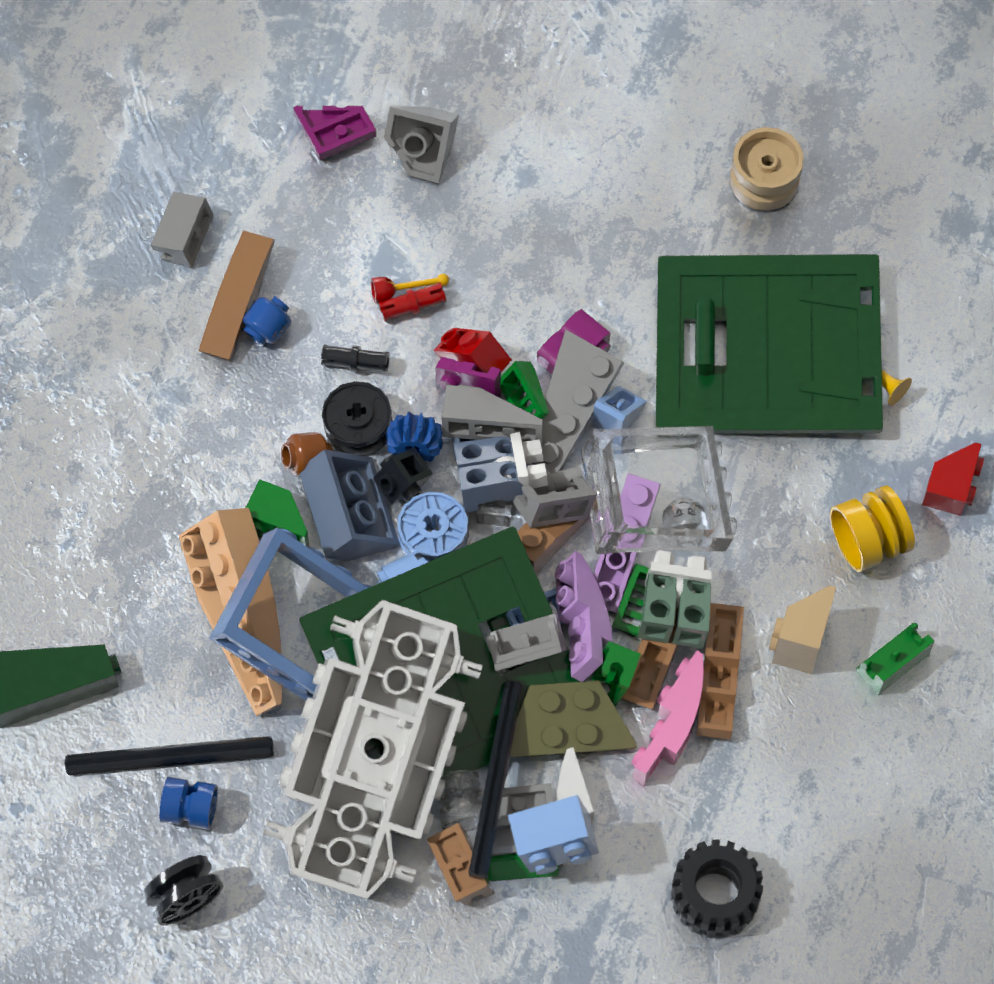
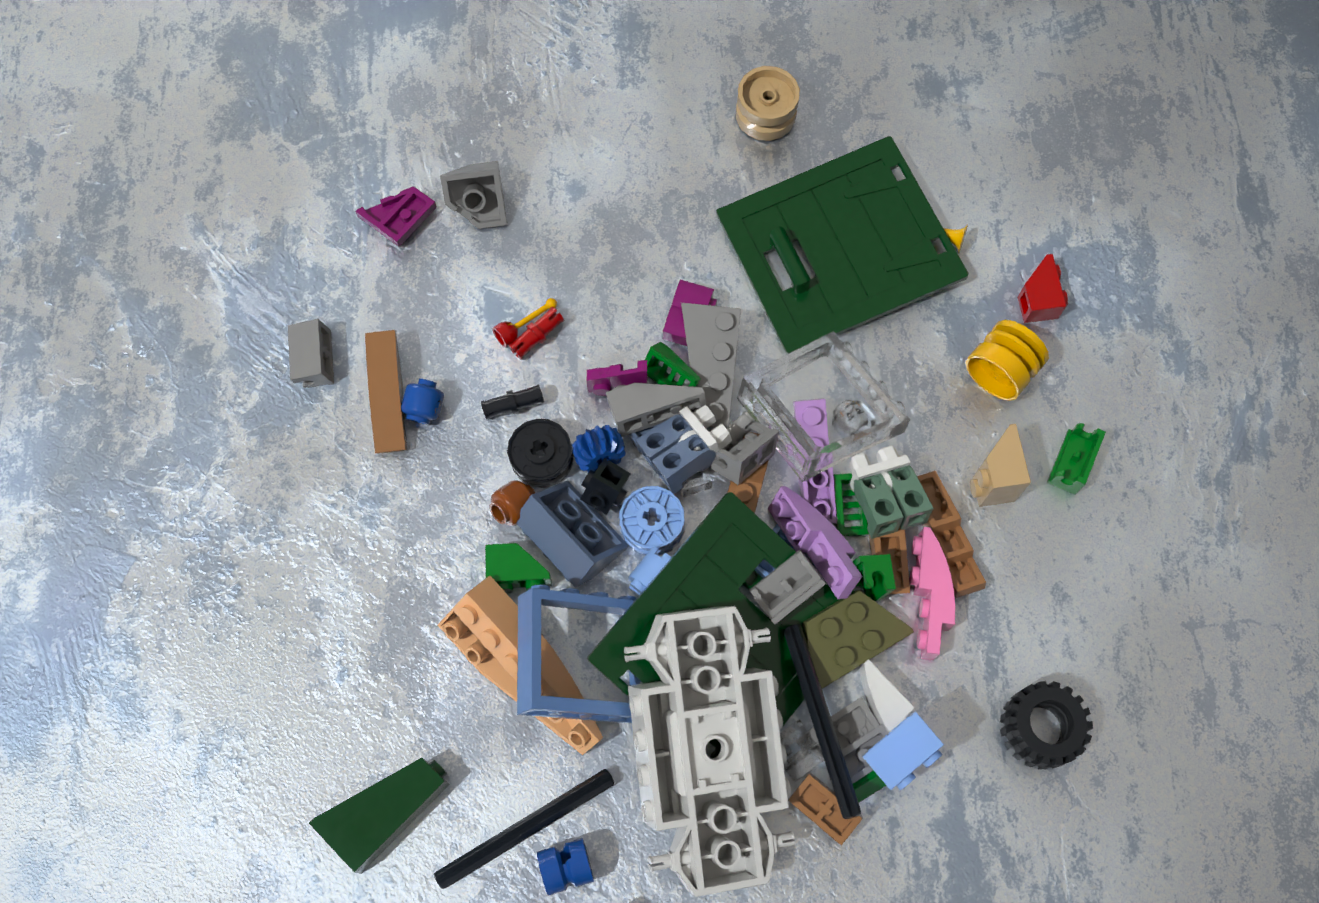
camera: 25 degrees left, 5 degrees up
(473, 347) = (607, 351): red slope -> none
(617, 409) = (751, 352): light blue slope -> none

